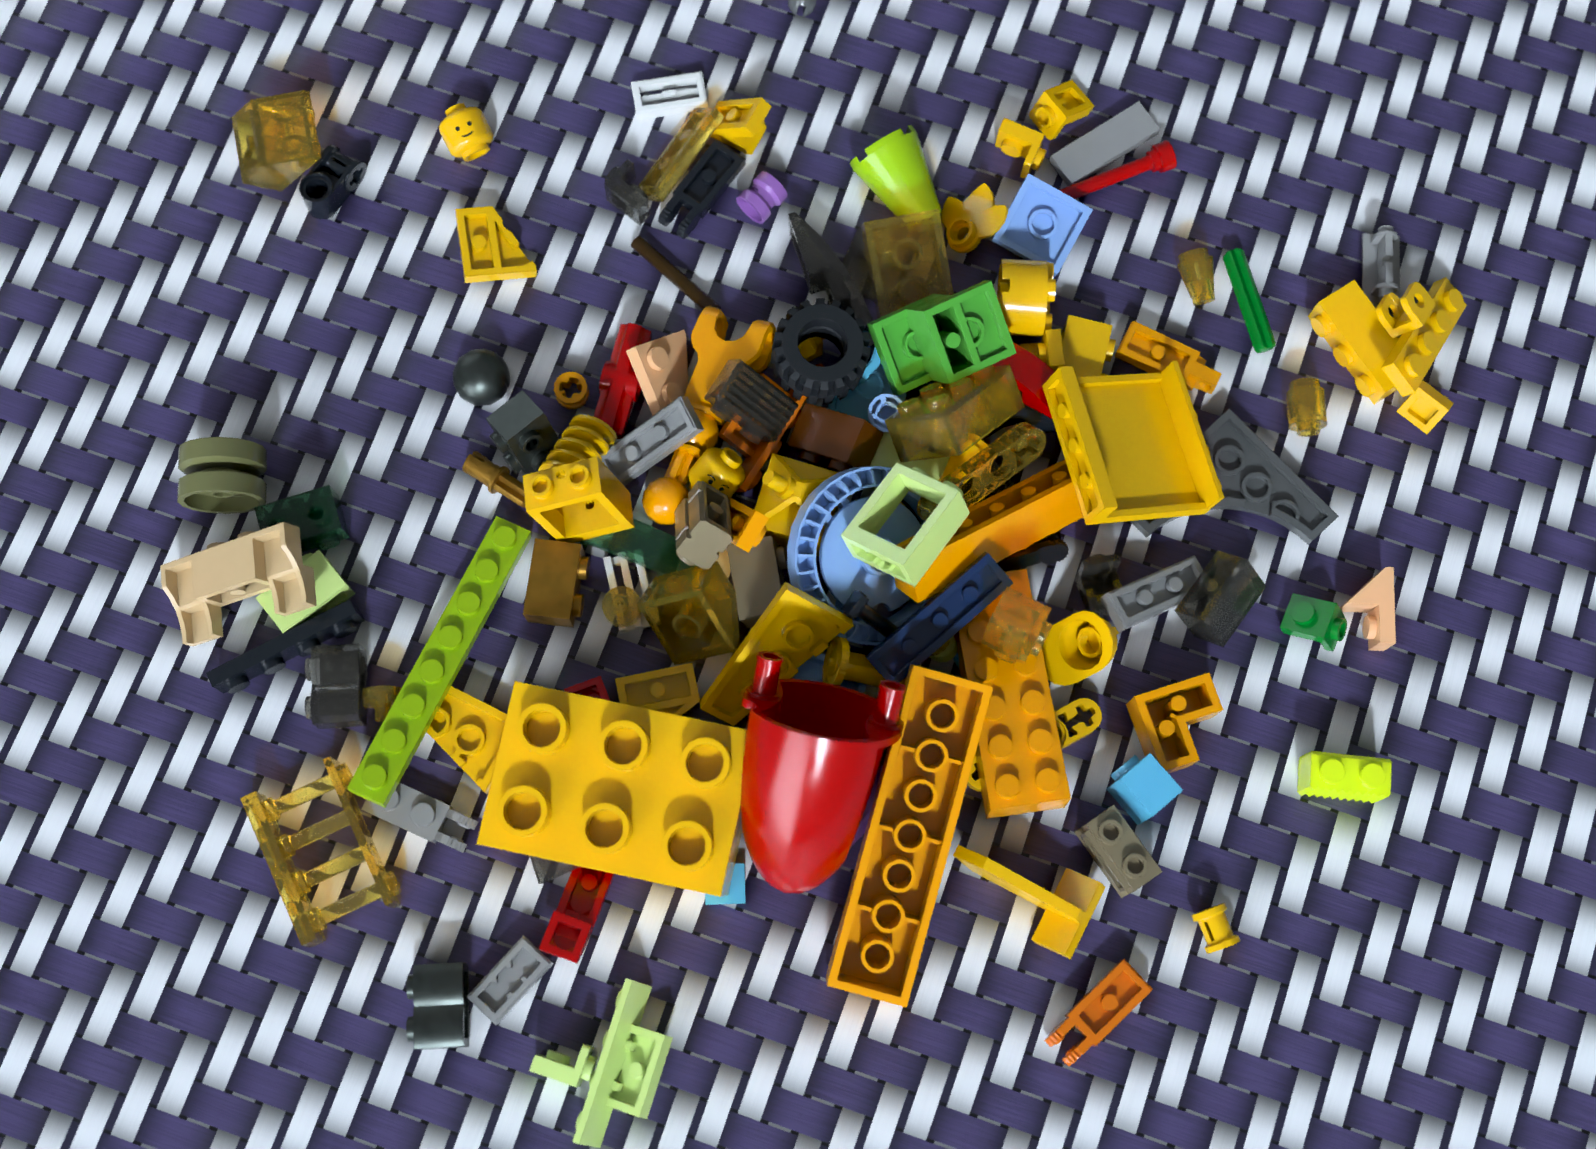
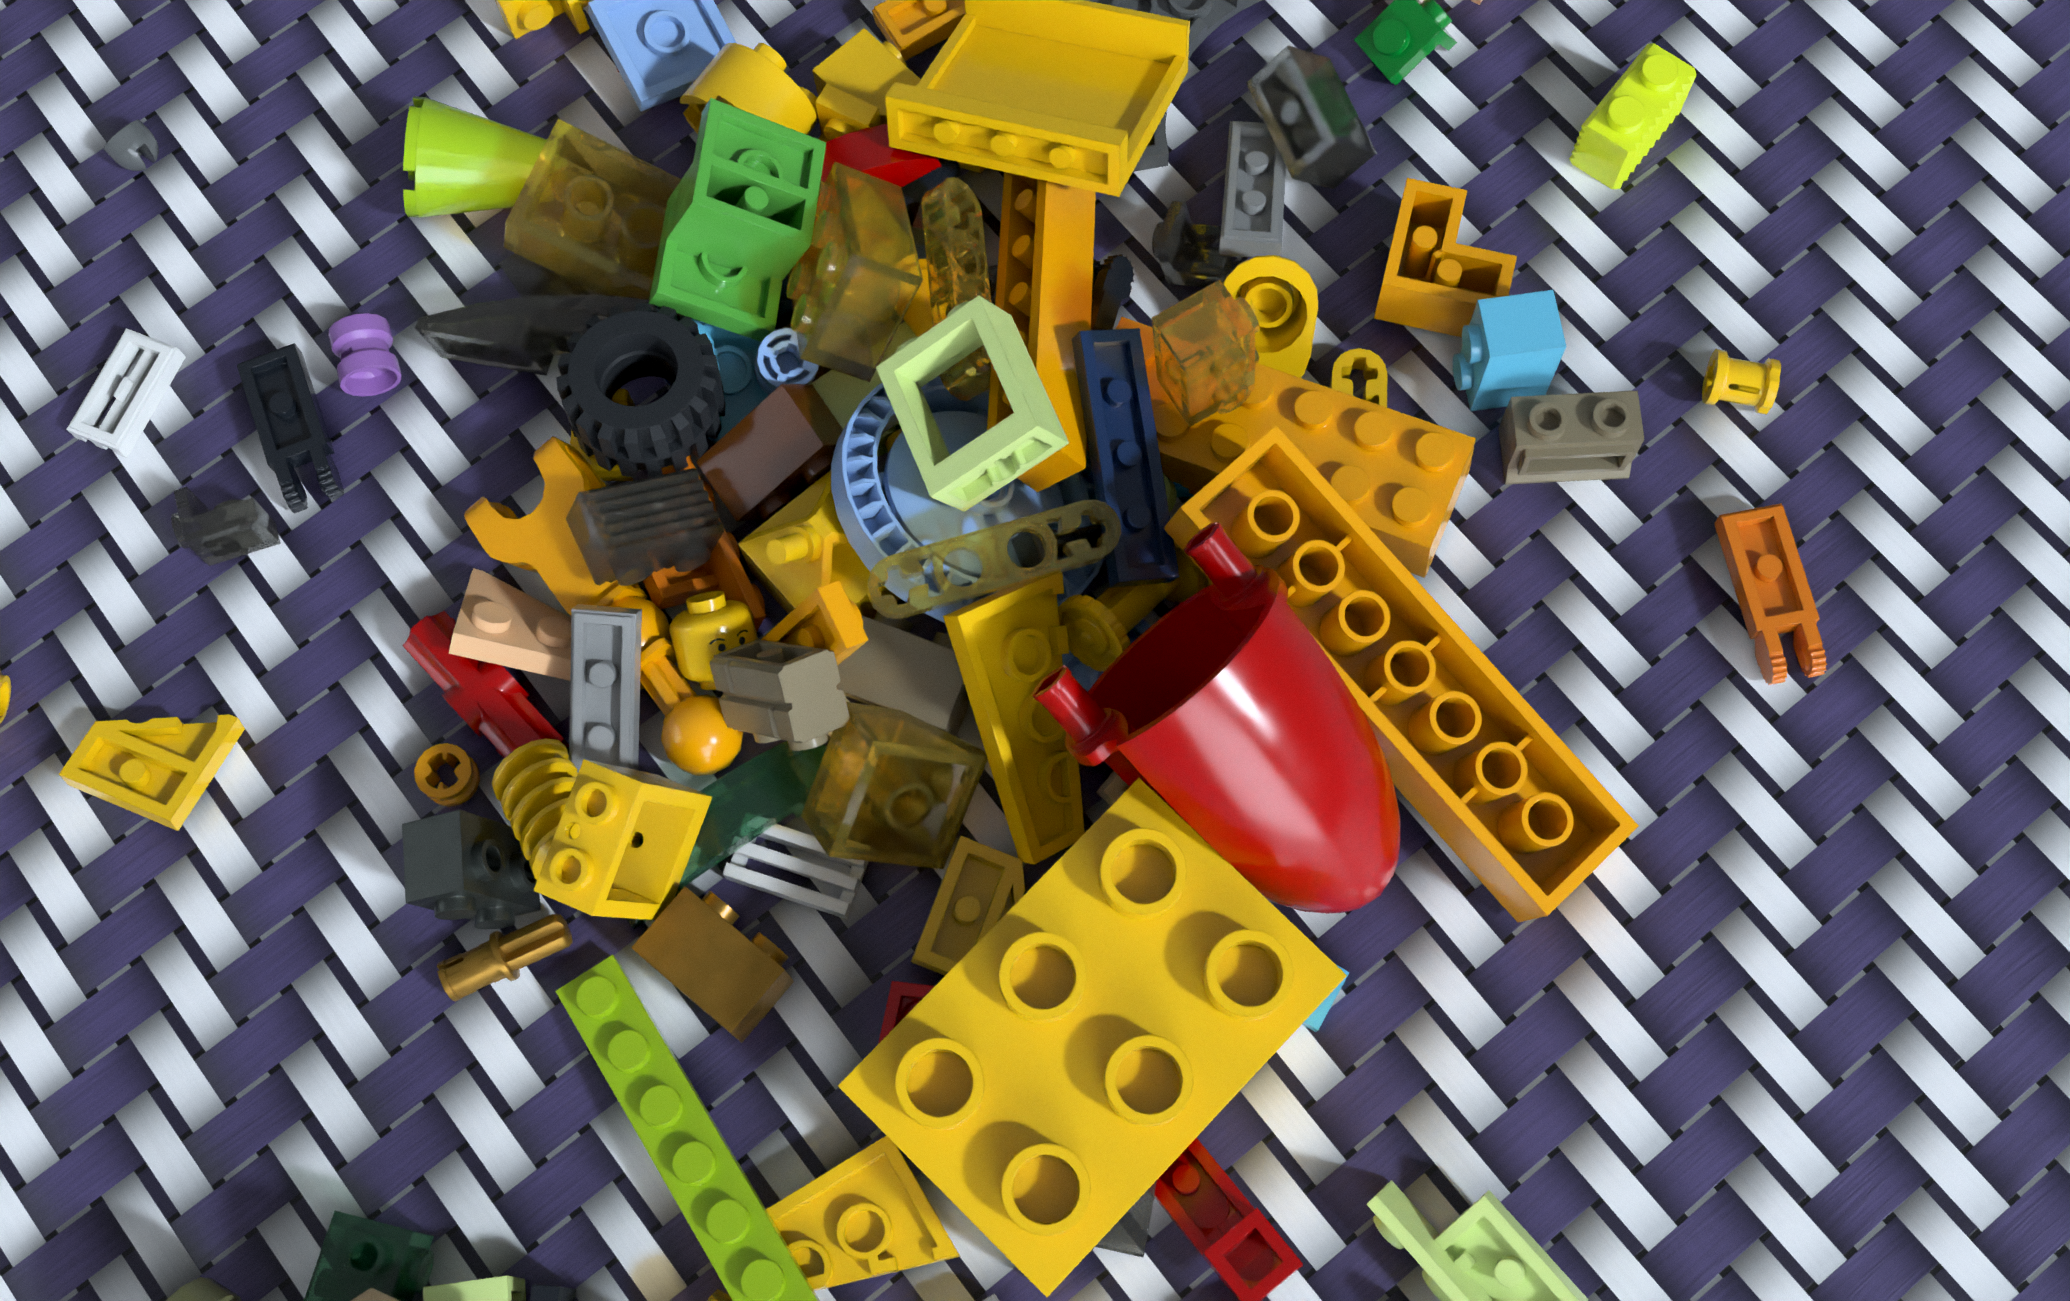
camera: 50 degrees left, 5 degrees down
(481, 377) = (334, 891): pearl dark grey hair -> none
(625, 614) = (823, 897): clear yellow tile -> none
(672, 273) = (381, 538): dark brown bar -> none
(680, 153) = (219, 420): clear yellow tile -> none
(742, 123) = (236, 321): yellow slope -> none
(834, 584) = (996, 566): none -> clear yellow beam
(974, 216) = (599, 102): yellow plate -> none
(1065, 911) = (1606, 548): yellow piece -> none

